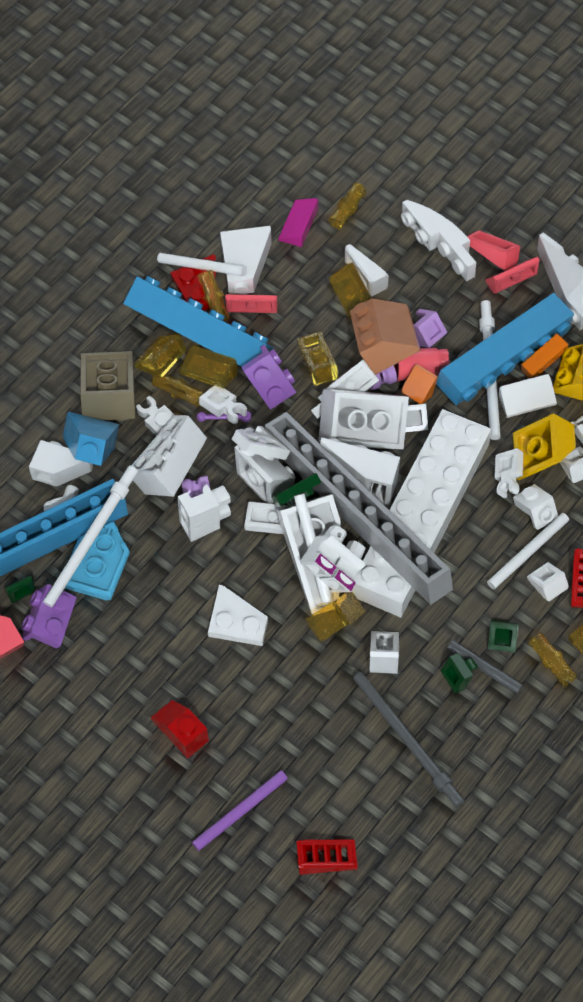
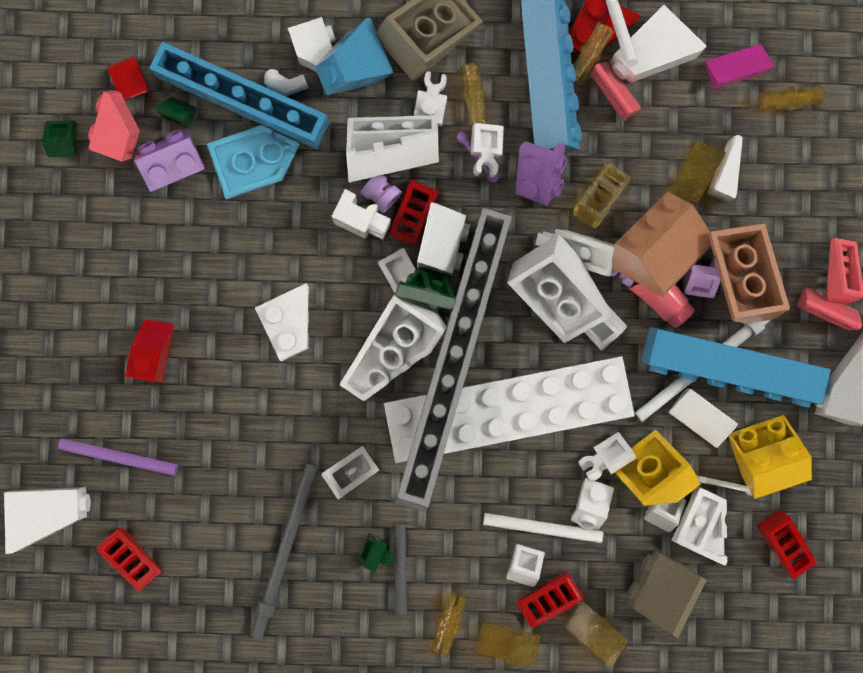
camera: 50 degrees right, 25 degrees up
(117, 492) = (313, 131): white bar -> none
(161, 355) = (494, 53): clear yellow slope -> none
(209, 367) = (512, 107): clear yellow slope -> none
(226, 460) = (404, 208): none -> red slope
(238, 893) = (40, 513): none -> white slope
(260, 443) = (454, 221): white wing -> none
(309, 535) = (387, 346): white bar -> none
(333, 561) = (383, 375): white hips -> none
(335, 615) = (352, 406): clear yellow slope -> none
(371, 468) = (503, 336): white slope -> none
(420, 384) = (636, 314): orange slope -> none
(437, 231) = (823, 203): white slope -> none
(449, 295) = (749, 273): none -> nougat slope
(503, 636) = (443, 563): dark green slope -> none
(544, 357) = (756, 405): orange piece -> none

